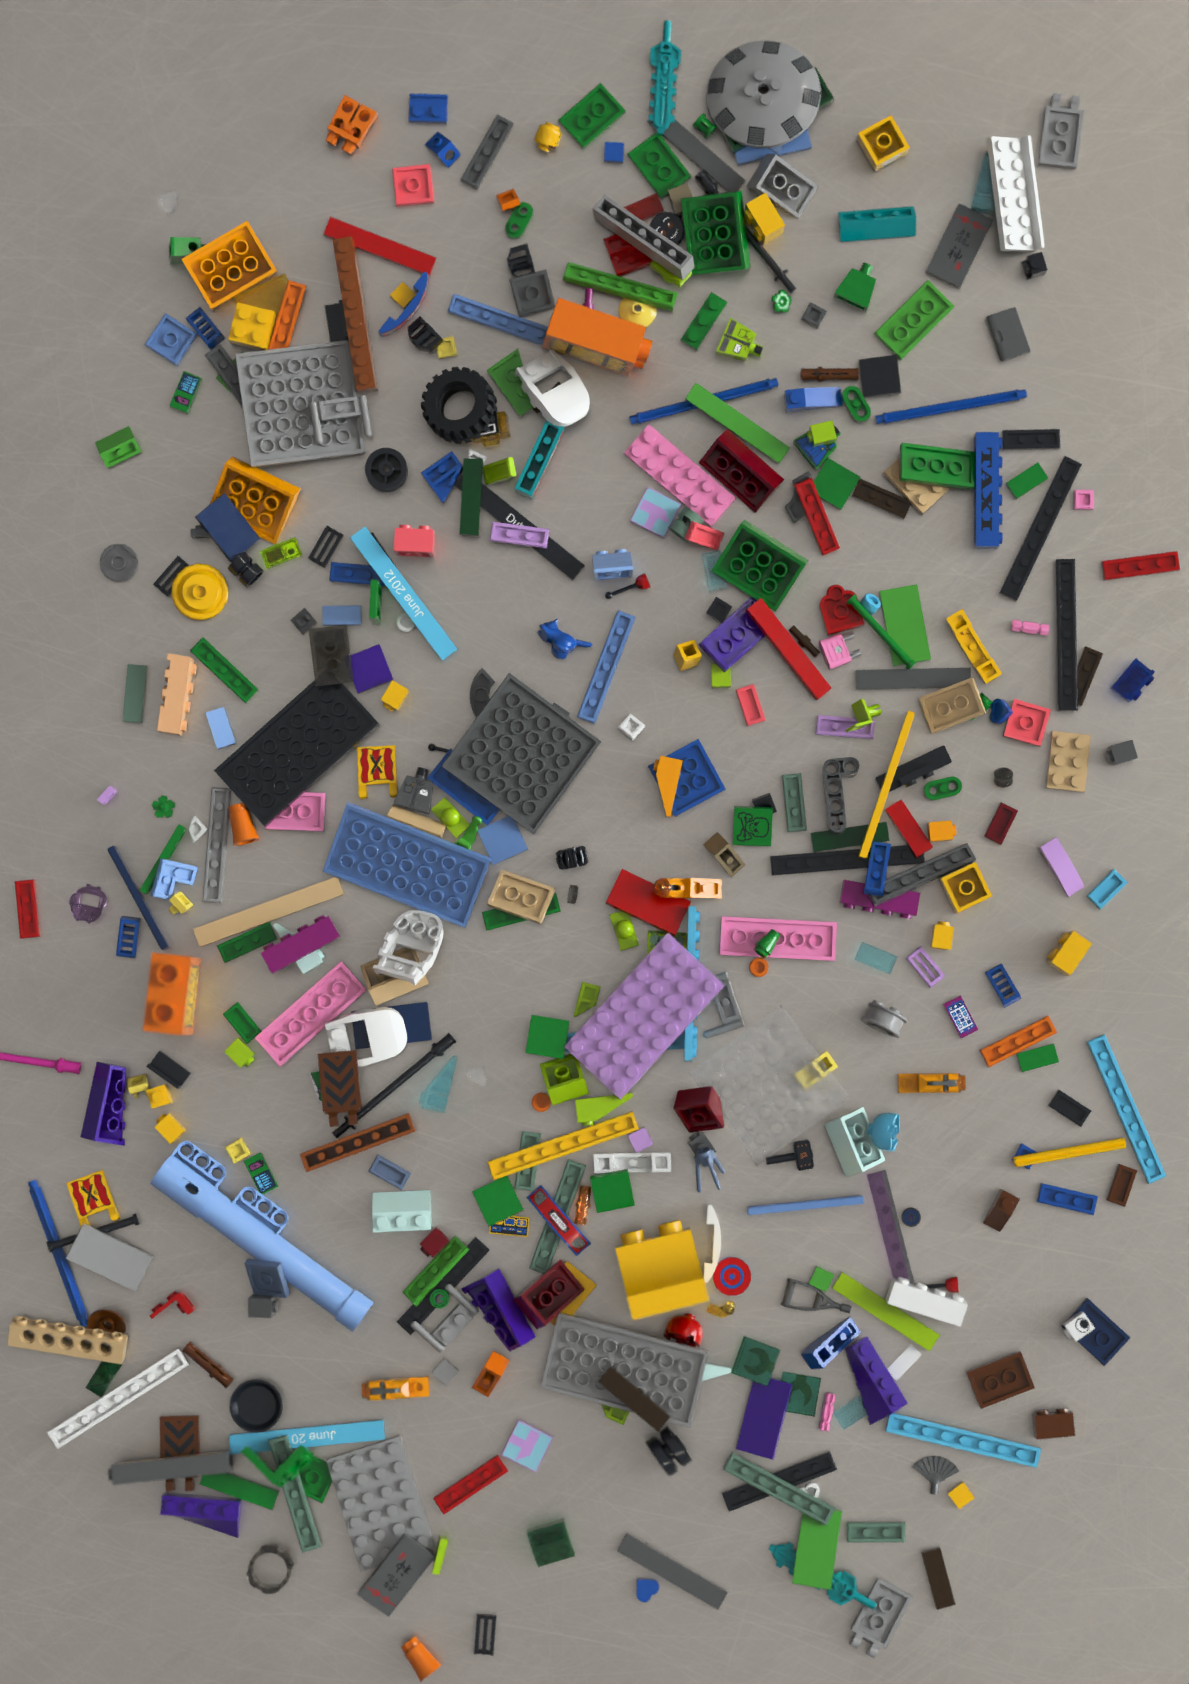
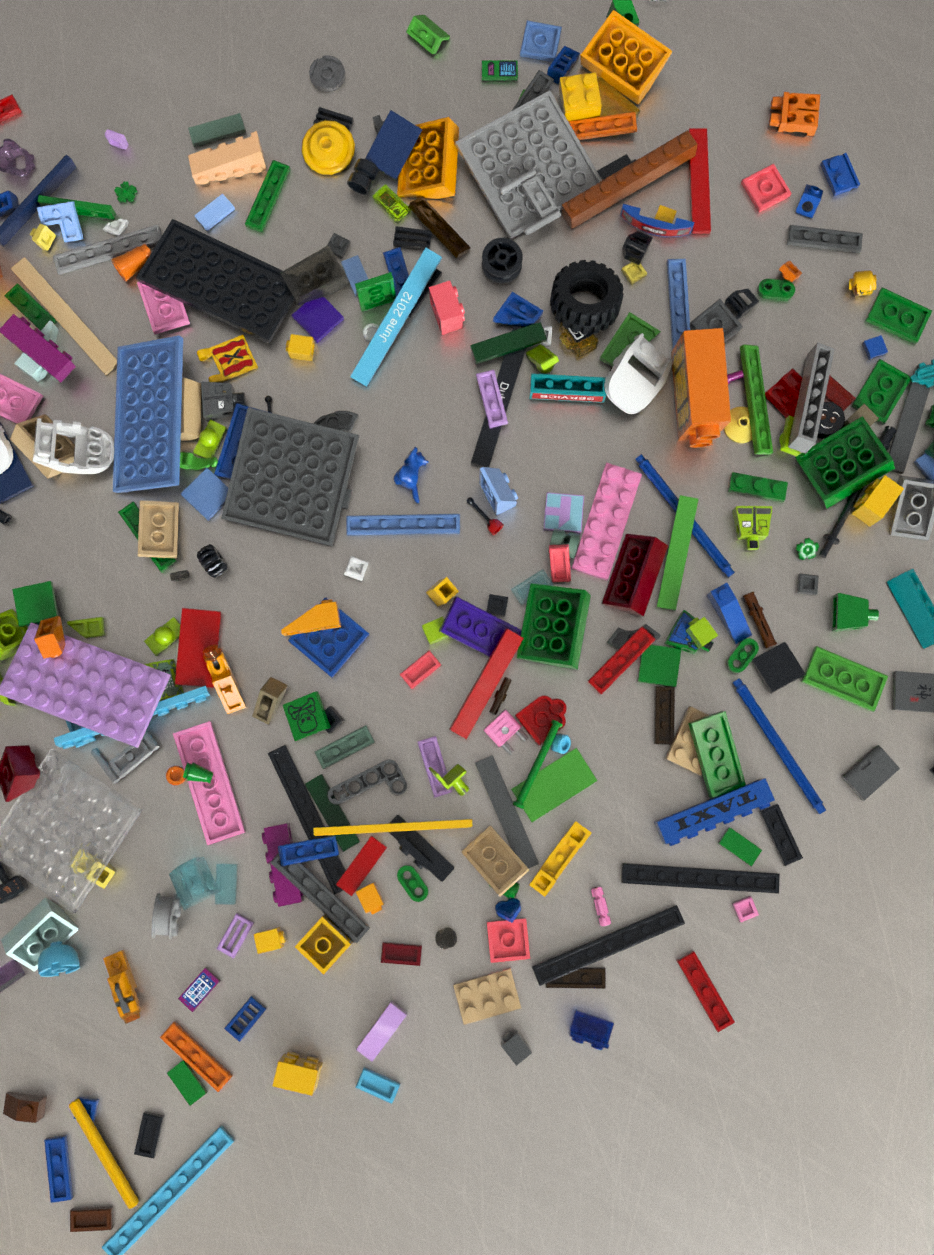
camera: 70 degrees right, 5 degrees down
(326, 516) = (439, 227): none -> dark brown tile
(589, 1028) = (50, 637): none -> orange slope
(863, 986) = (193, 882): none -> clear light blue slope

